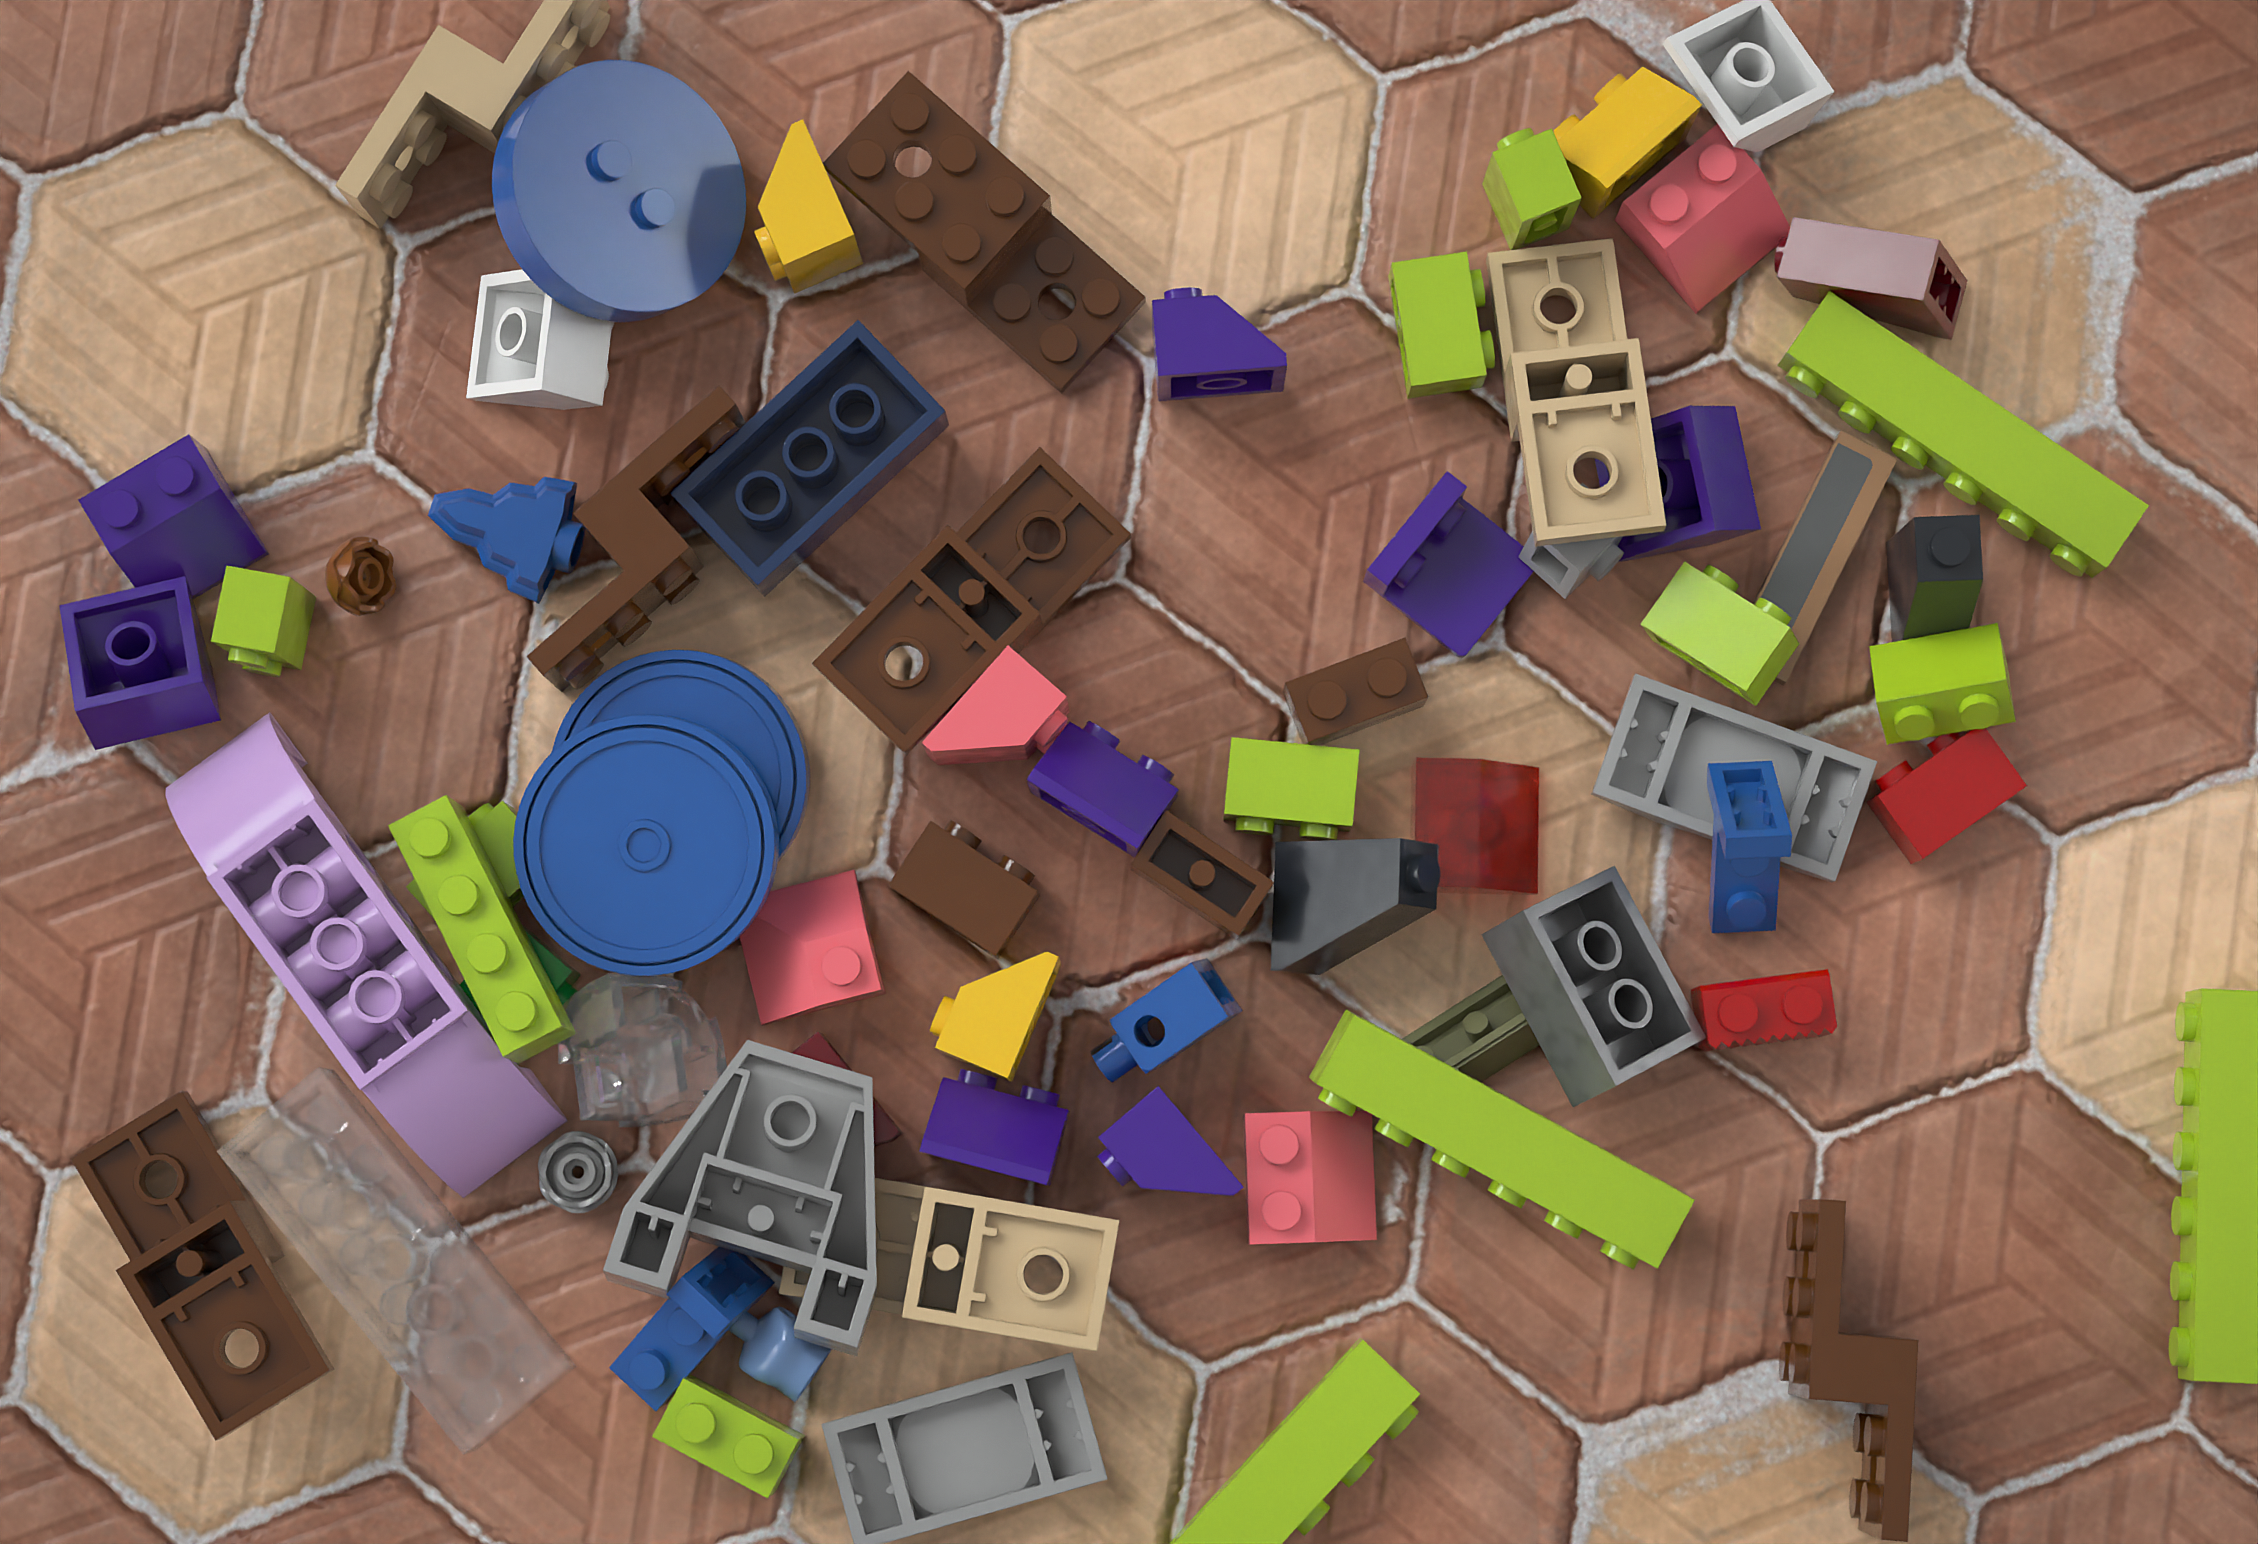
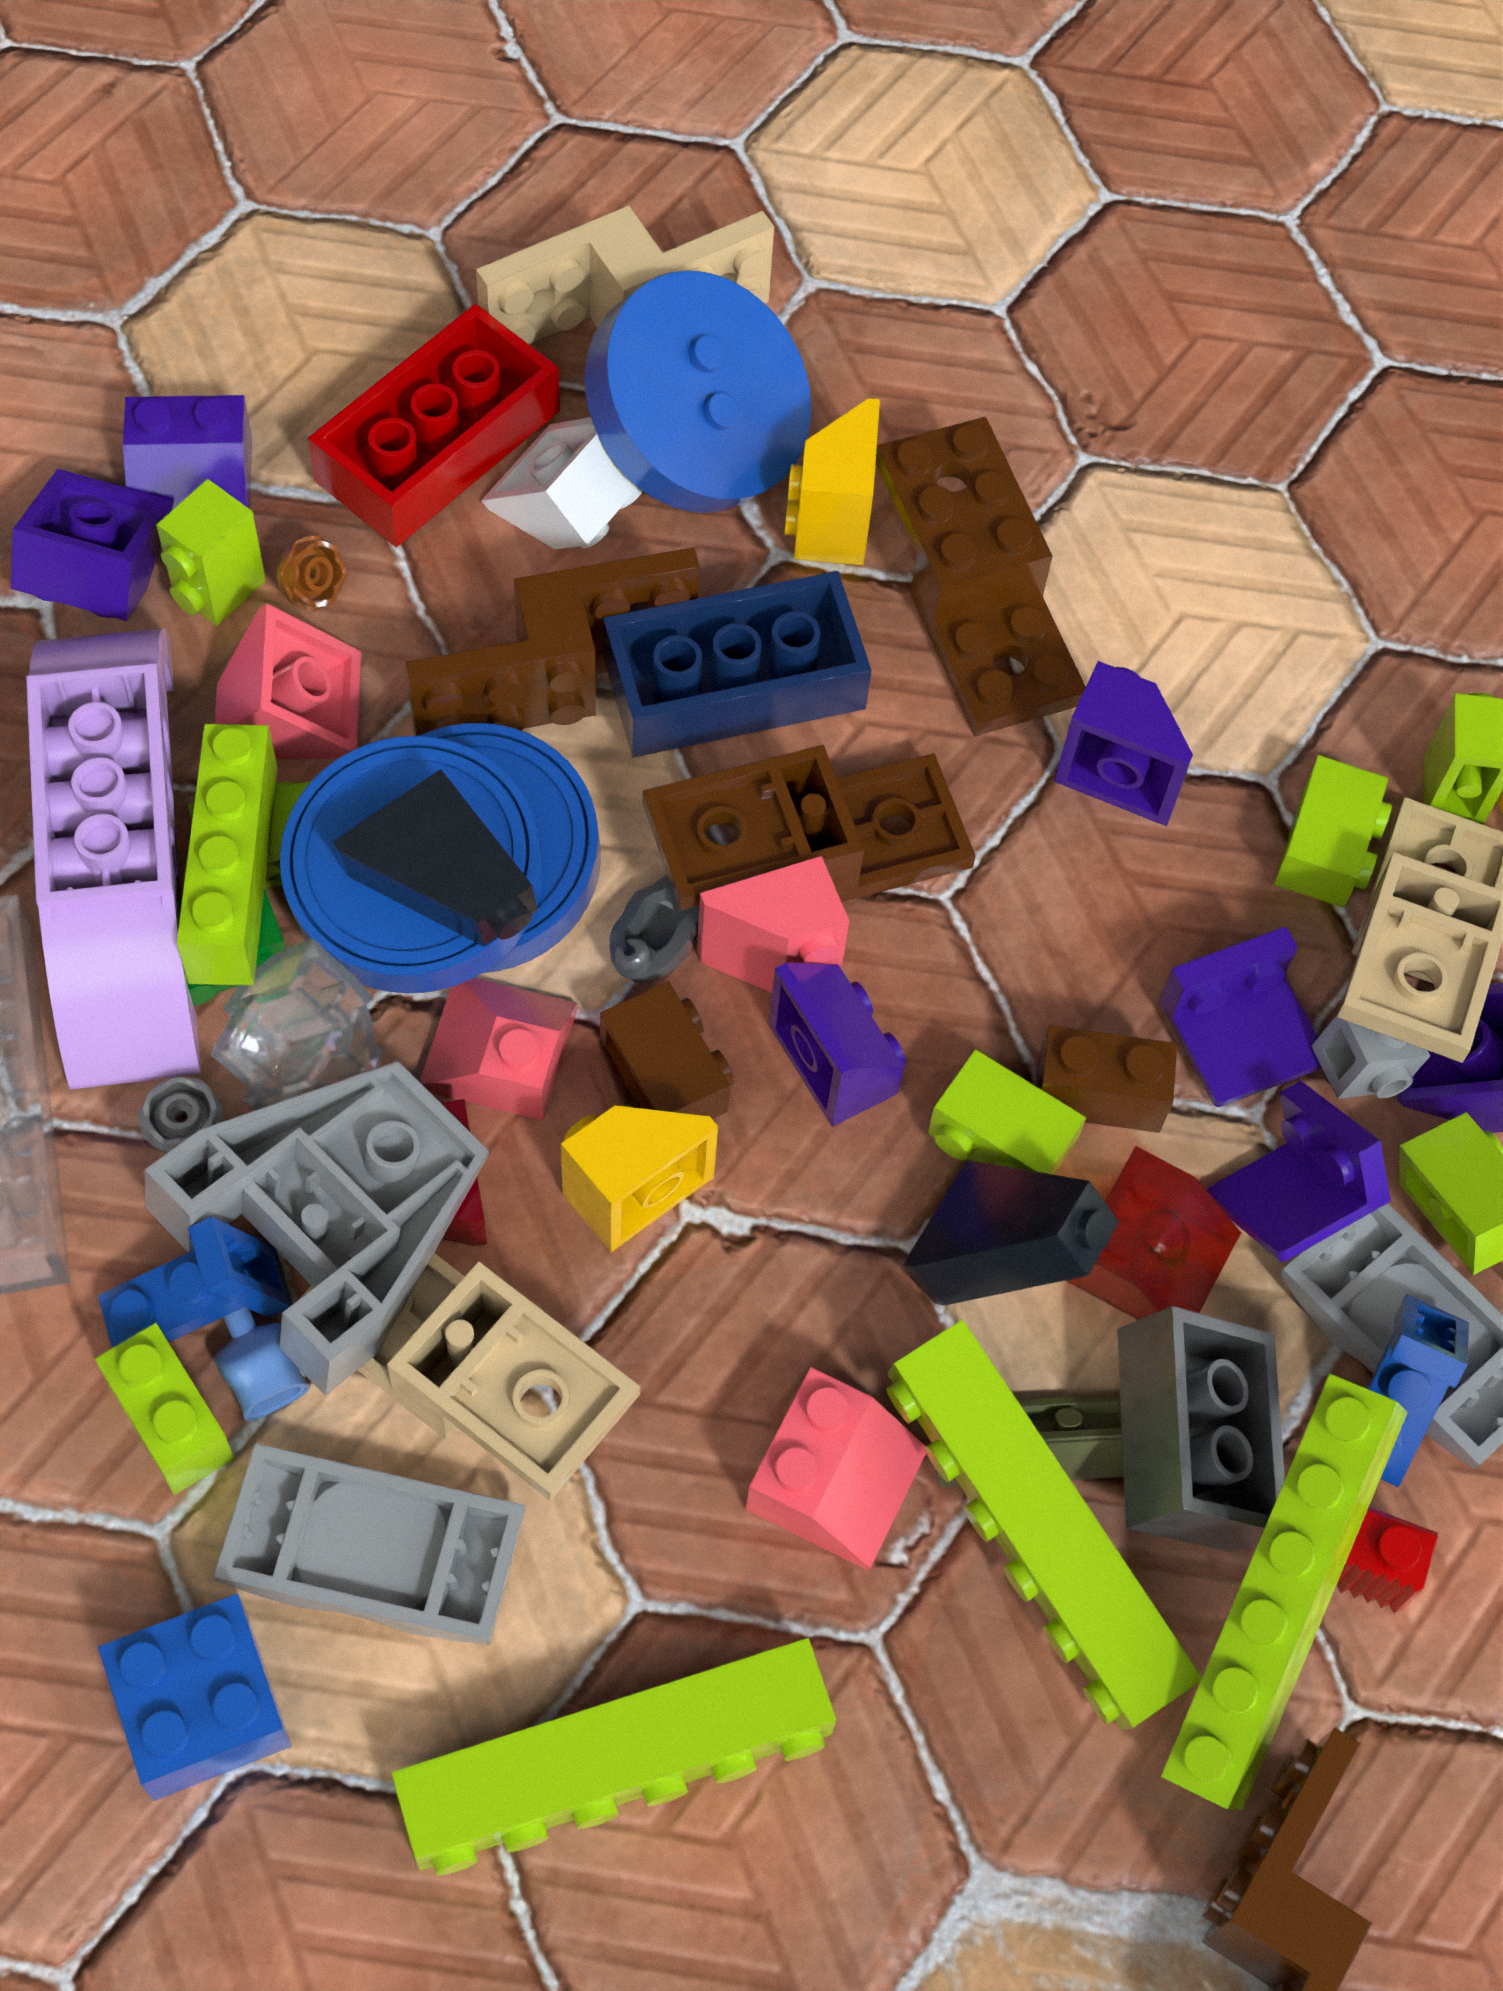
camera: 20 degrees right, 20 degrees down
(383, 352) = (435, 424): none -> red brick
(419, 711) = (294, 683): none -> coral slope
(517, 530) = (457, 606): blue rock -> none
(685, 849) = (440, 863): none -> black slope
(882, 779) = (652, 934): none -> dark grey arm
(996, 1128) = (569, 1270): dark purple slope -> none
(1163, 1151) = (715, 1365): dark purple slope -> none
(1189, 1007) = (784, 1257): blue torso -> none
(1201, 875) = (884, 1152): reddish brown brick -> none
(1572, 706) = (1310, 1185): none -> dark purple bracket
(1729, 1098) = (1285, 1593): none -> lime brick

